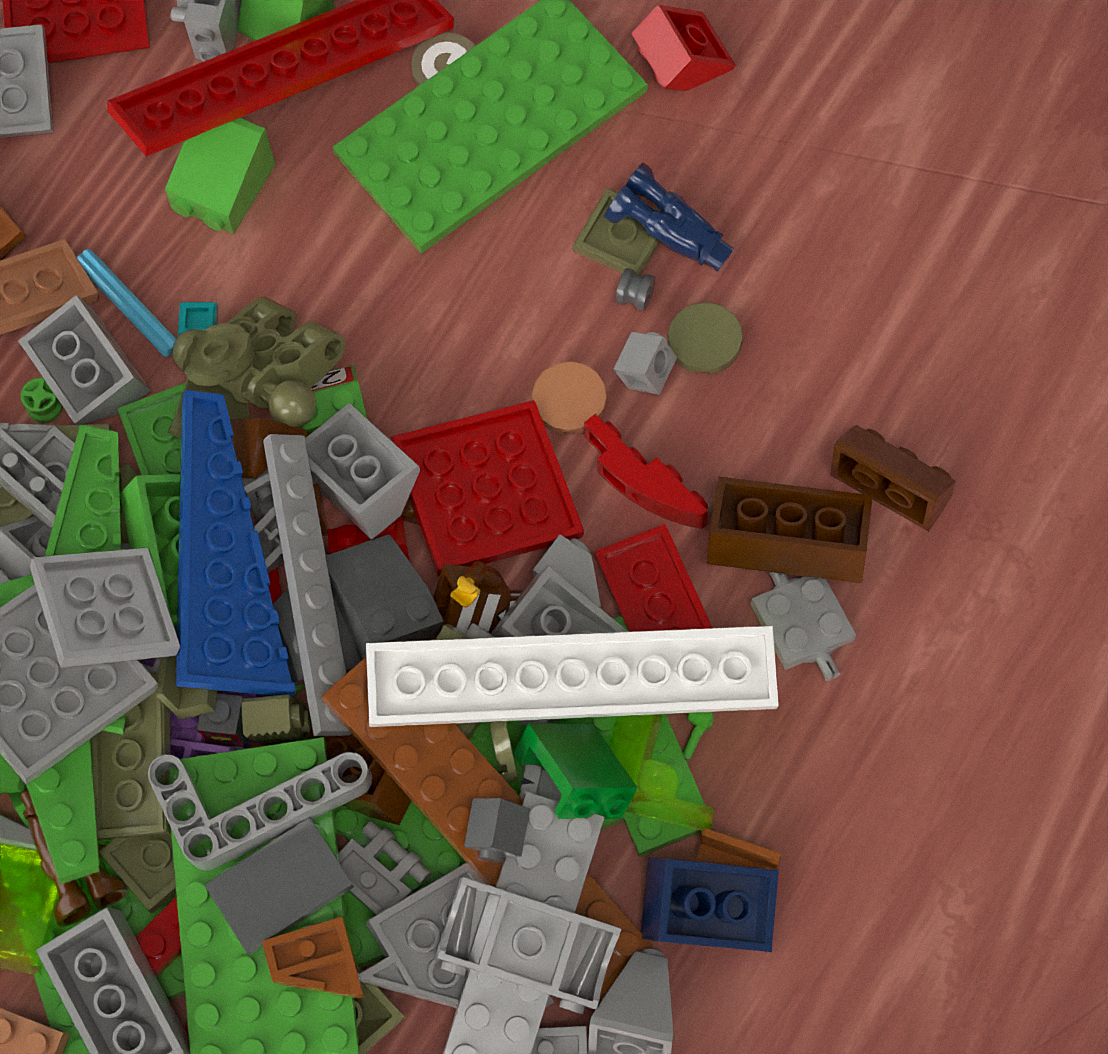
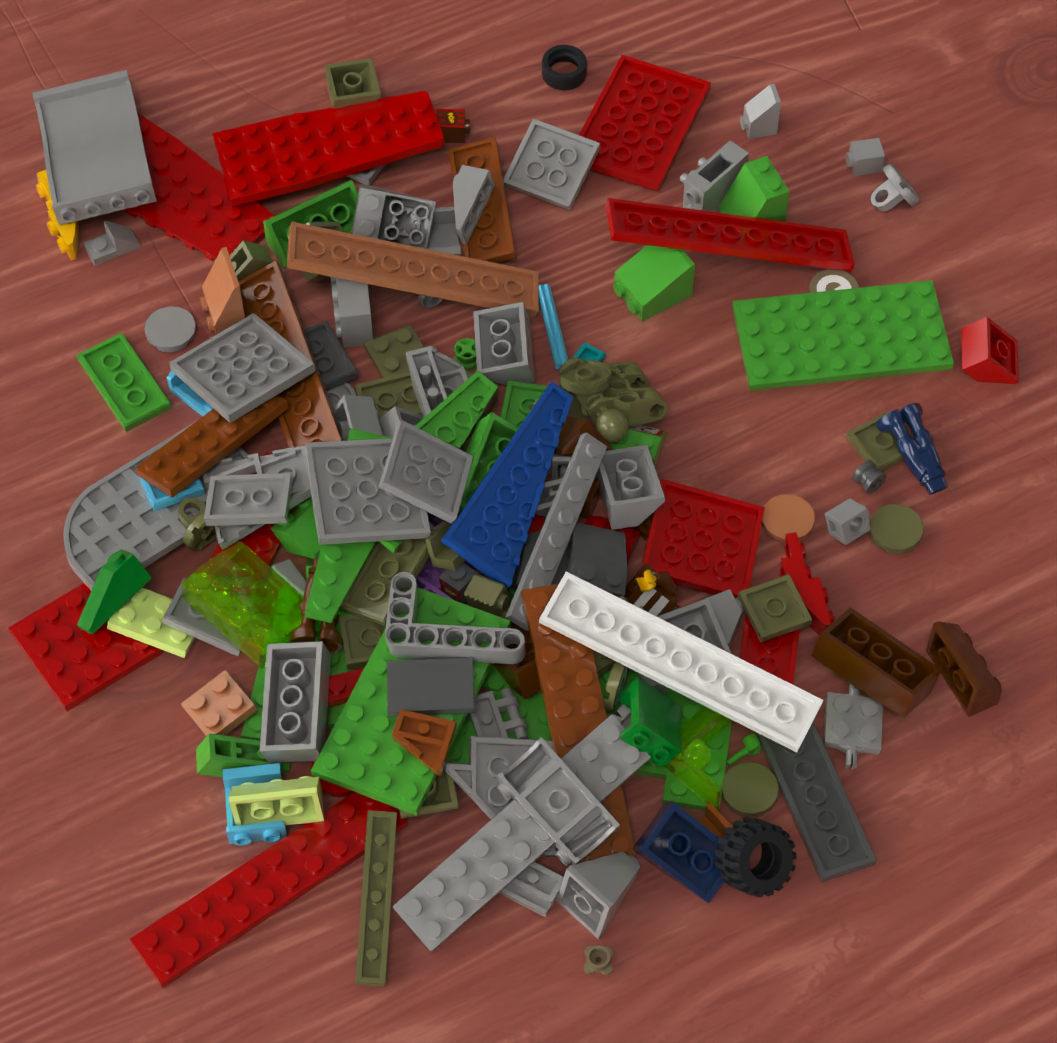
camera: 25 degrees right, 10 degrees down
(496, 829) = (579, 724): dark grey brick -> none
(628, 528) = (774, 608): none -> olive plate
(733, 776) = (749, 789): none -> olive tile
(822, 859) = (774, 863): none -> black tyre
(834, 756) = (819, 806): none -> dark grey plate

